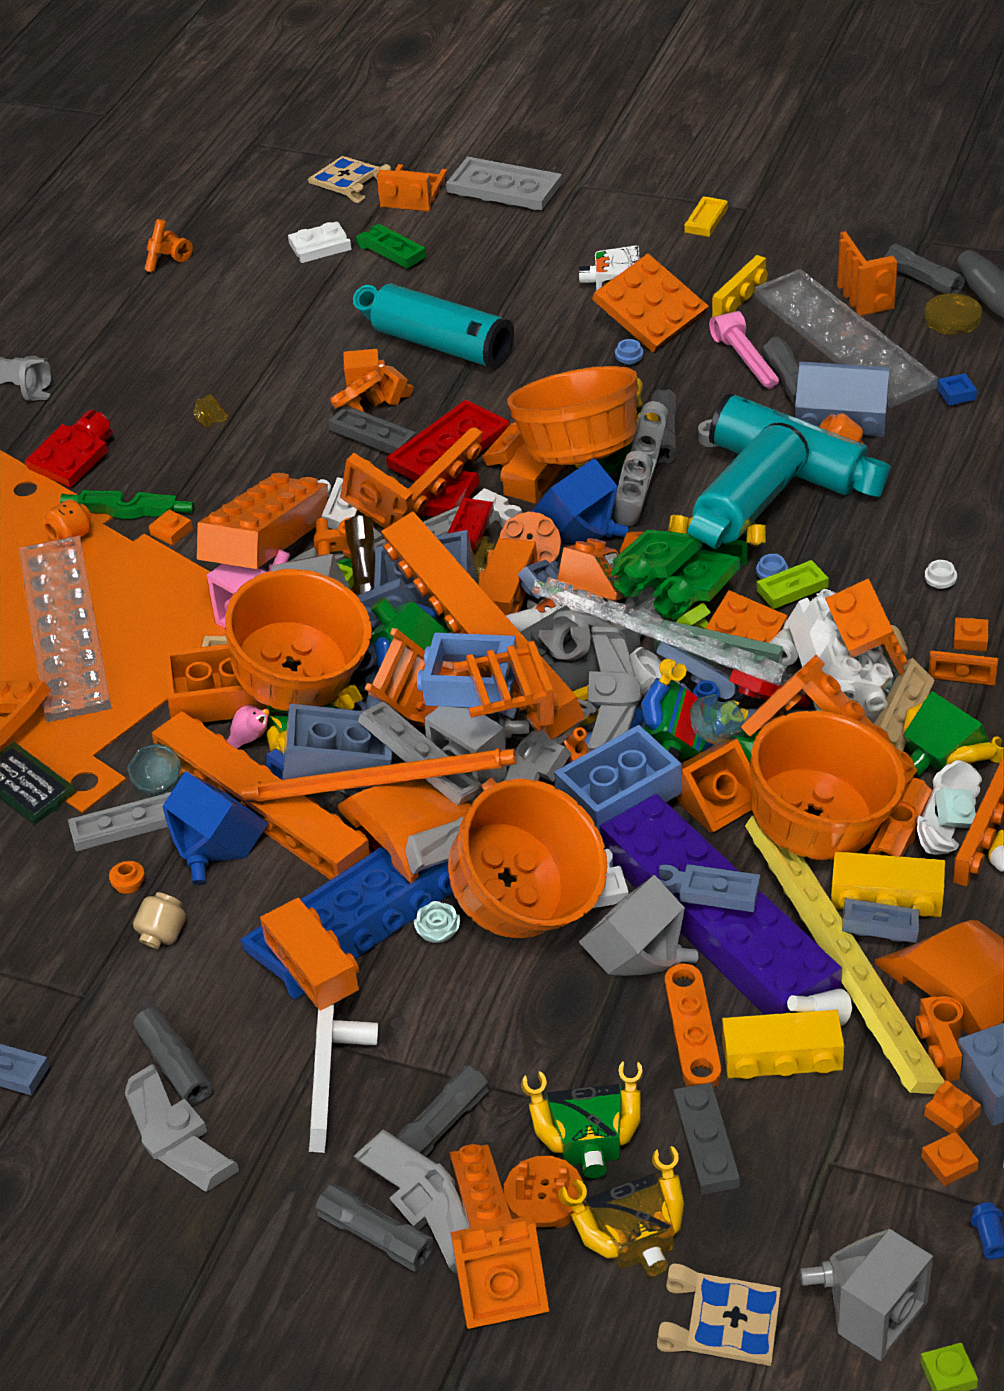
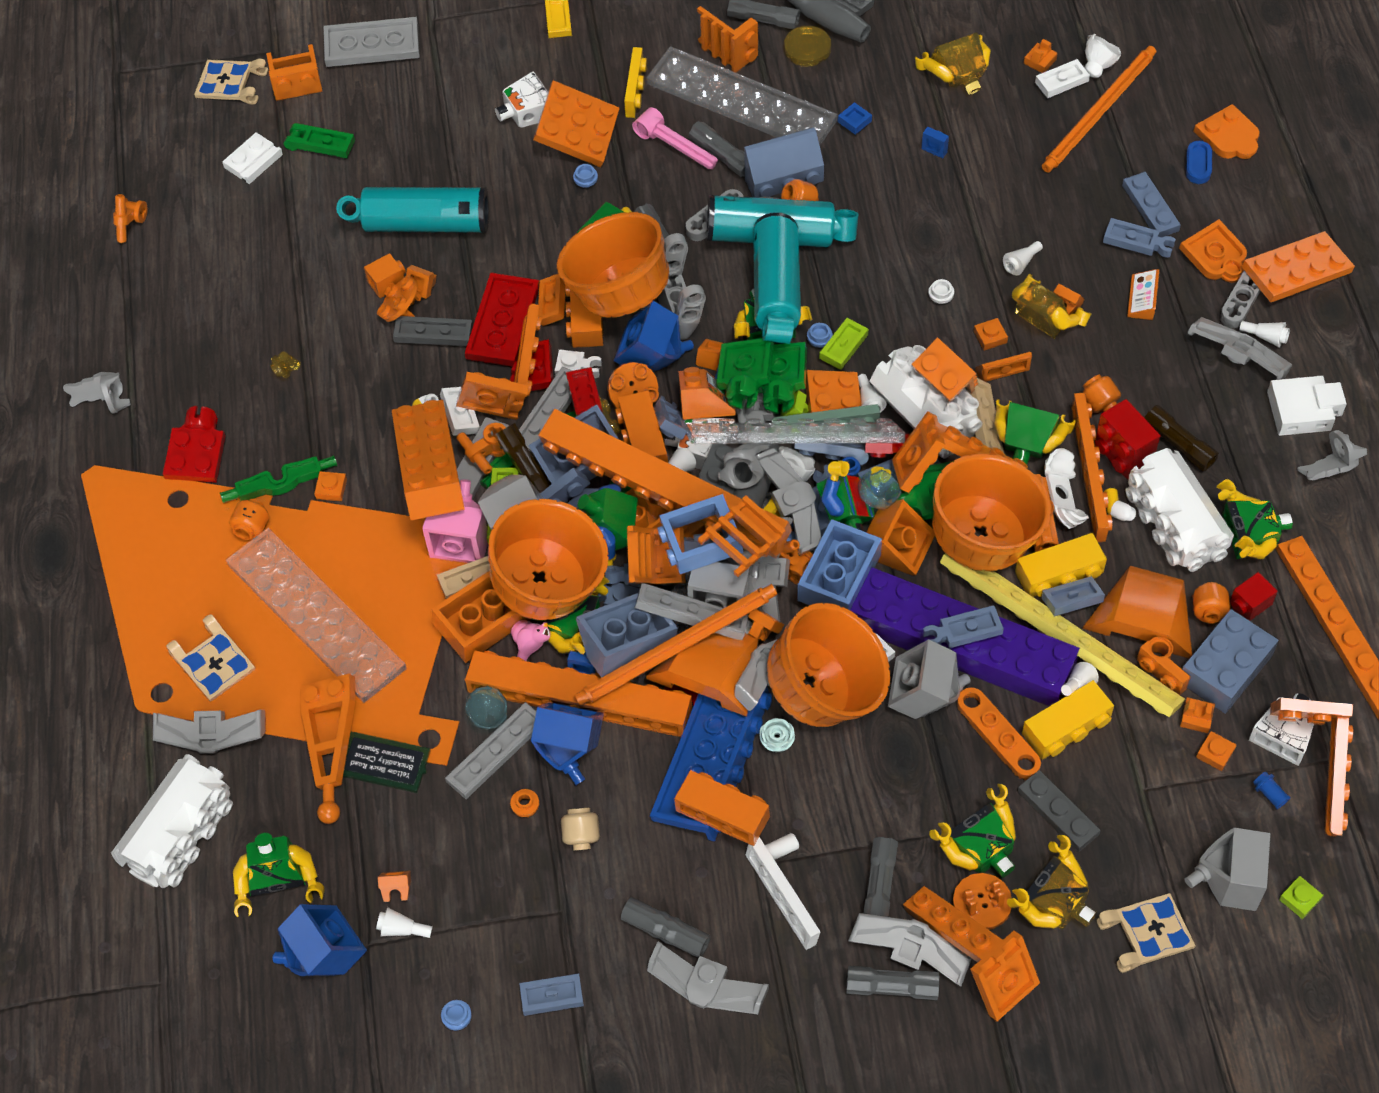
camera: 30 degrees left, 15 degrees up
(955, 807) = (1069, 485): light aqua plate -> none

